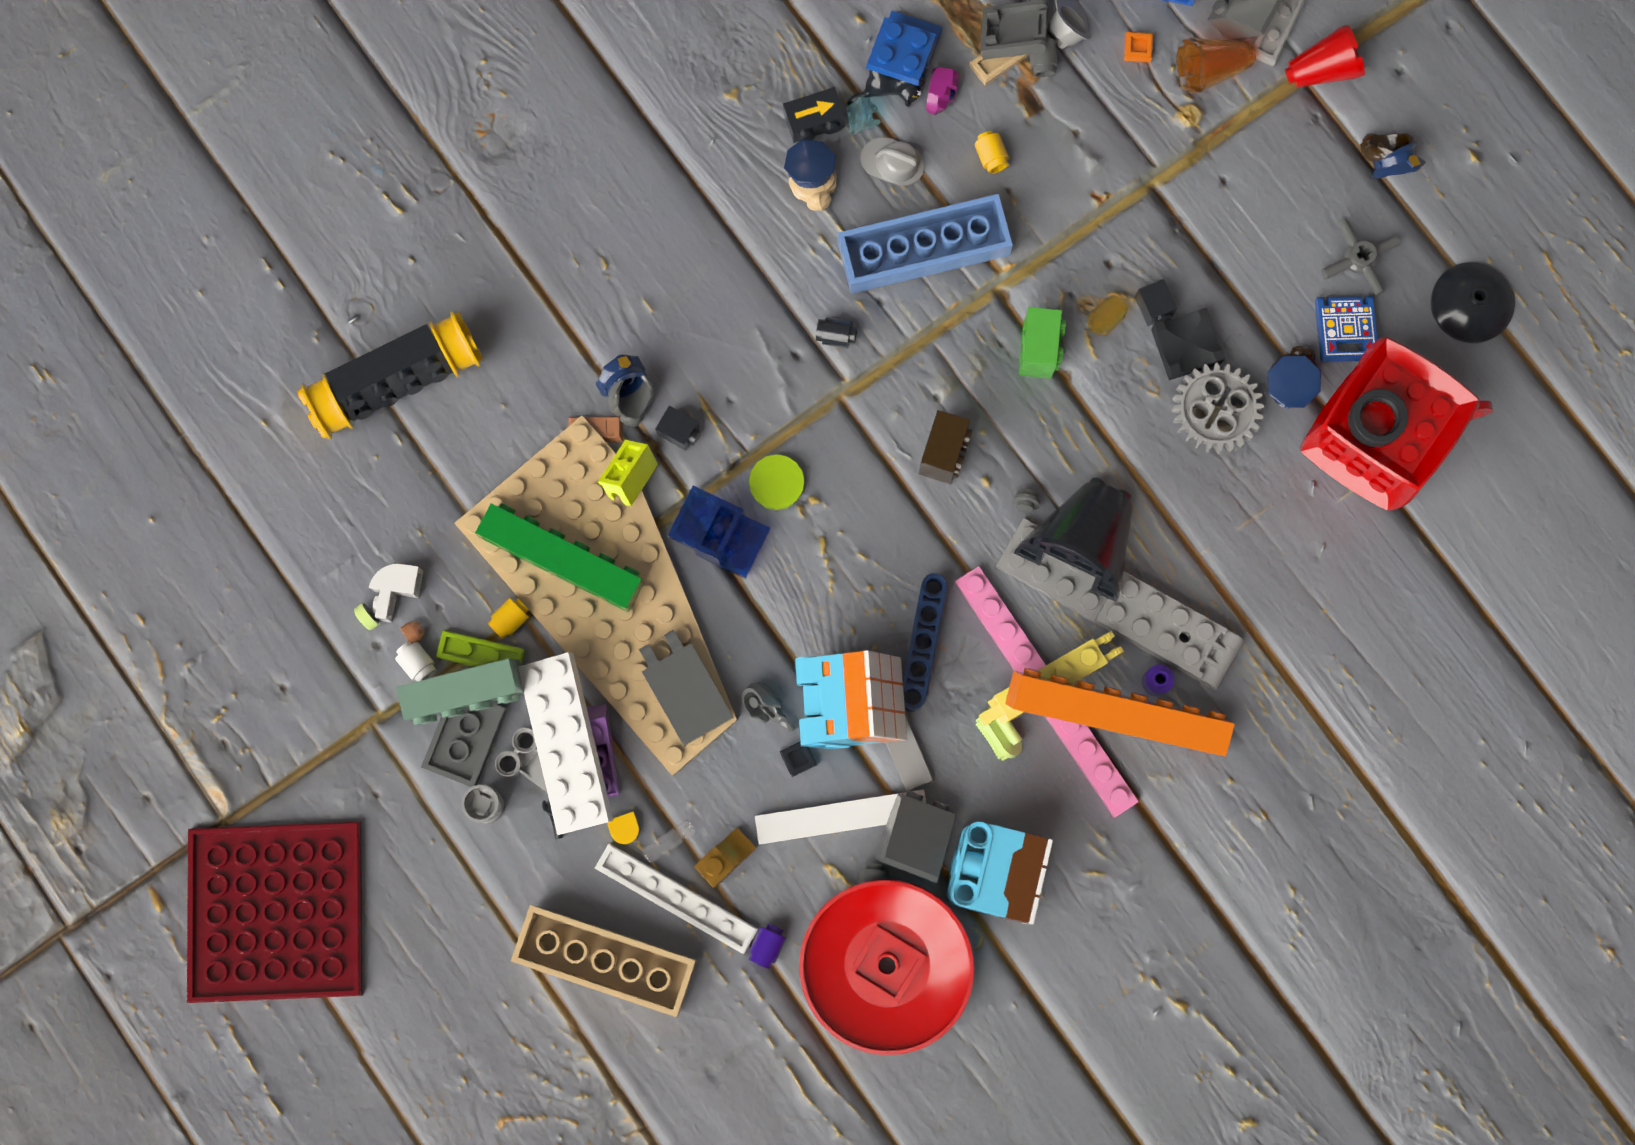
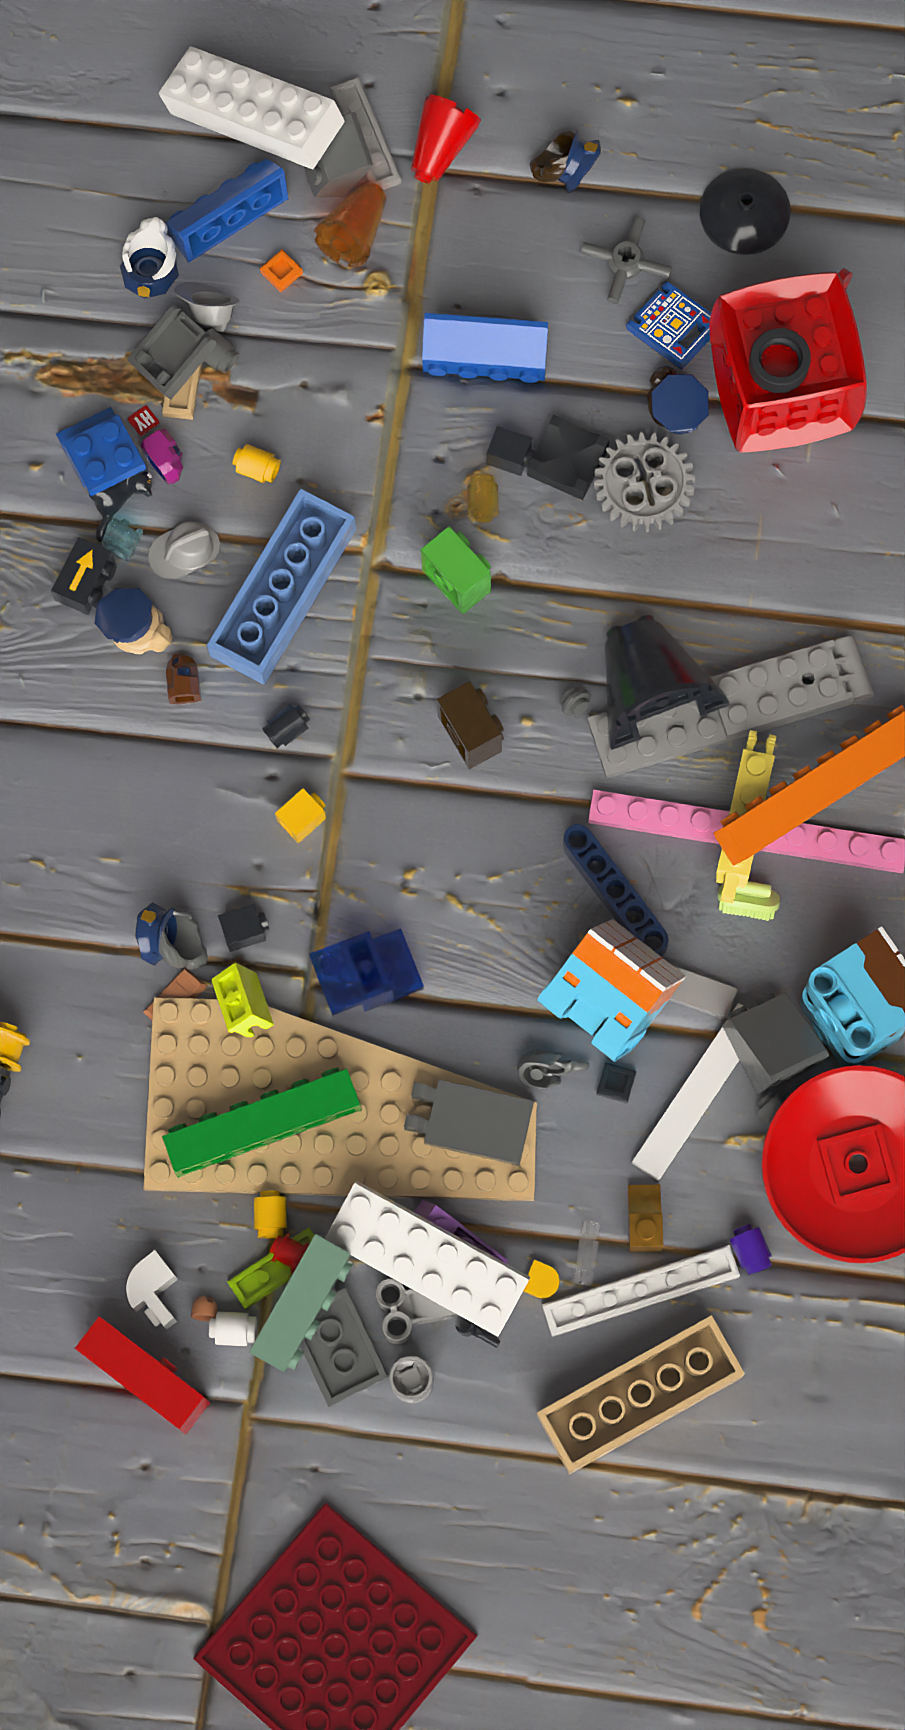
camera: 45 degrees left, 5 degrees down
(331, 633) = (143, 1375): none -> red brick
(366, 616) = (153, 1336): yellowish green tile -> none
(493, 649) = (288, 1251): none -> red brick
(776, 482) = (366, 889): lime tile -> none
(786, 396) = (301, 814): none -> yellow brick
(805, 240) = (182, 680): none -> reddish brown rock
(954, 56) = (143, 420): none -> red sticker
(1151, 686) = (822, 741): dark purple brick -> none
(1210, 222) = (485, 347): none -> slope

